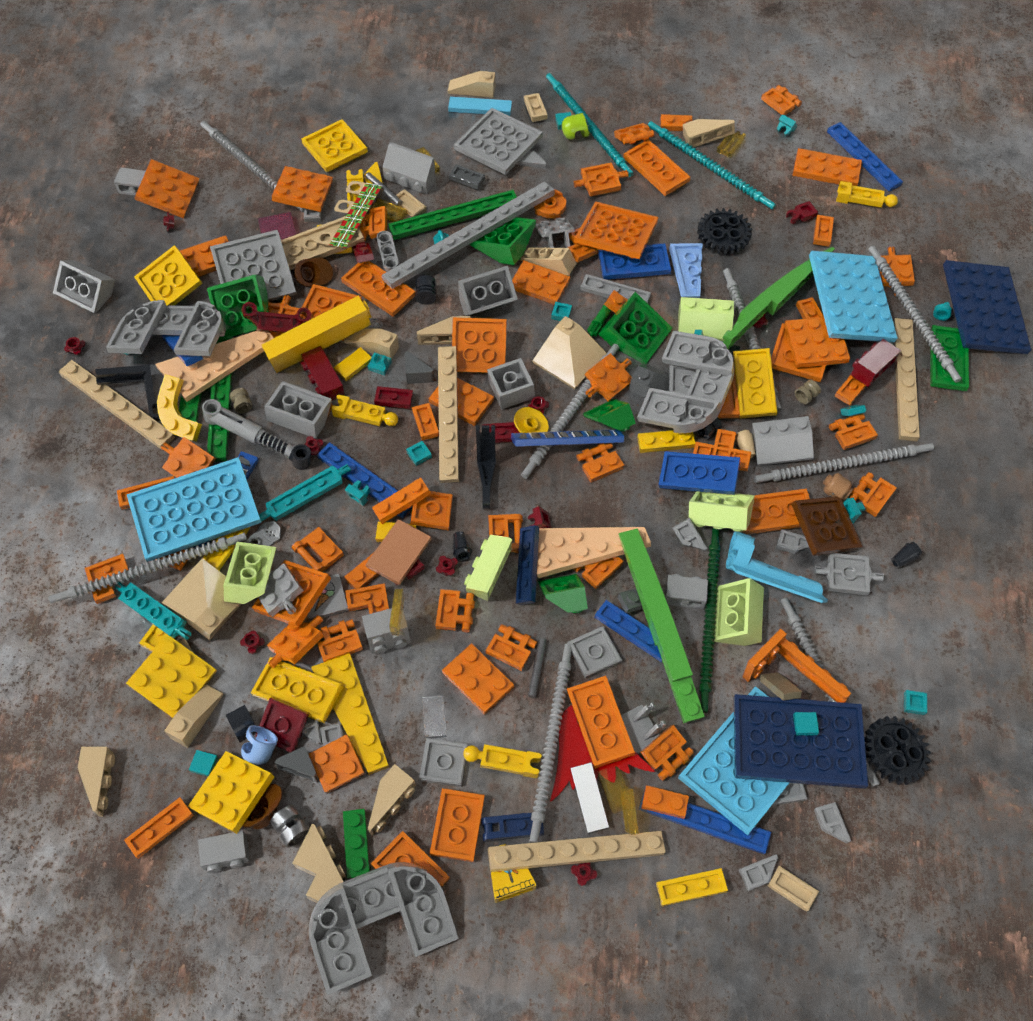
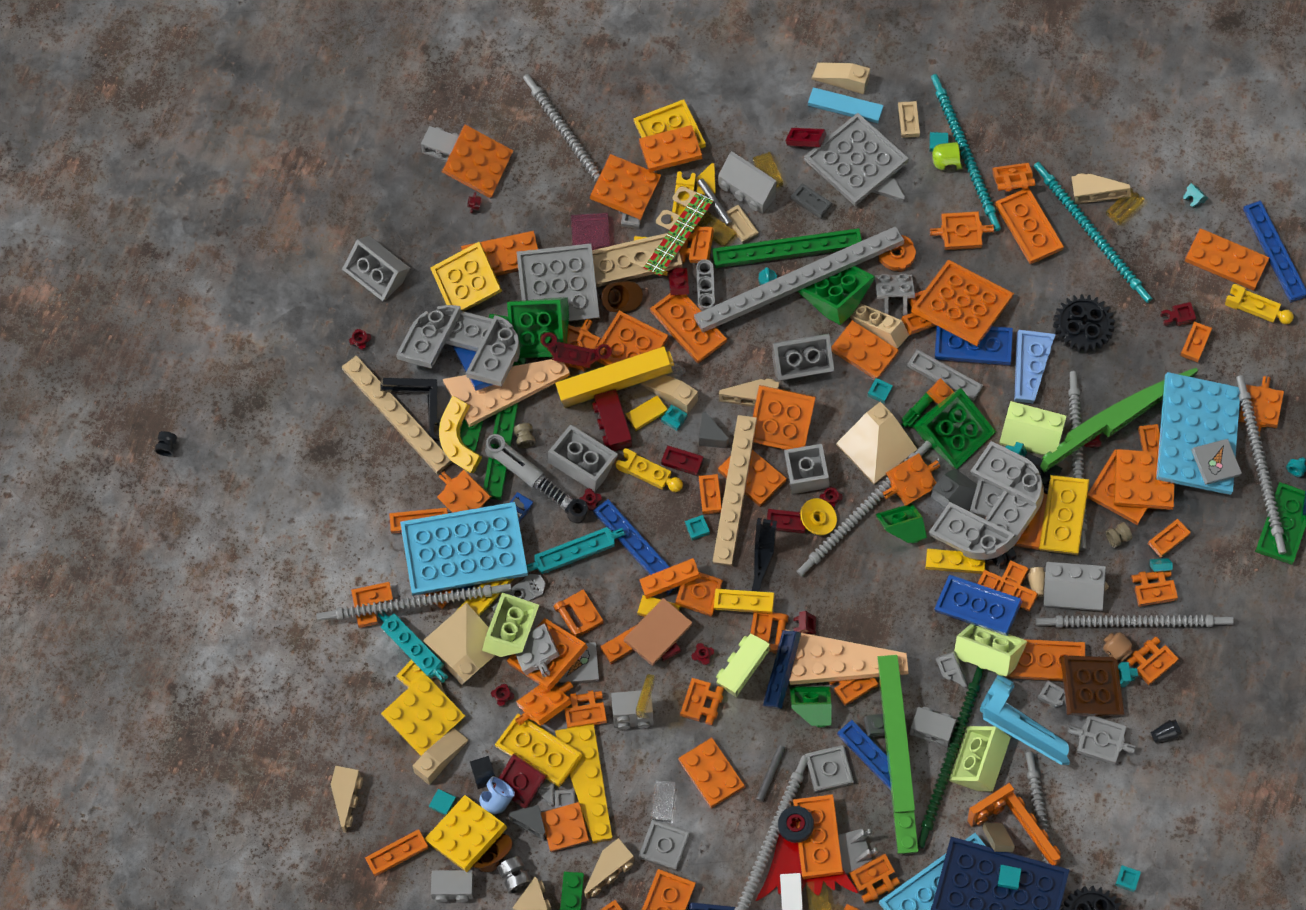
camera: 15 degrees right, 5 degrees up
(337, 154) = (670, 148): none -> orange plate
(356, 494) = (628, 563): teal tile -> none
(368, 597) = (620, 671): orange plate -> none
(425, 290) = (738, 339): black piece -> none
(452, 130) = (806, 137): none -> dark red plate
(461, 546) = (720, 637): black cone -> none
(477, 508) = (744, 601): none -> yellow plate
(504, 759) = (720, 854): yellow plate -> none
(509, 652) = (745, 752): orange plate -> none
(567, 438) = (851, 541): blue tile -> none
(571, 723) = (799, 814): none -> black bush
(602, 466) = (882, 577): orange plate -> none
(674, 122) = (1067, 166): orange plate -> none
(781, 100) = (1195, 159): orange plate -> none
(874, 362) = (1200, 515): brick -> none
(877, 313) = (1216, 461): none -> light grey tile
(906, 381) = (1231, 538): tan plate -> none

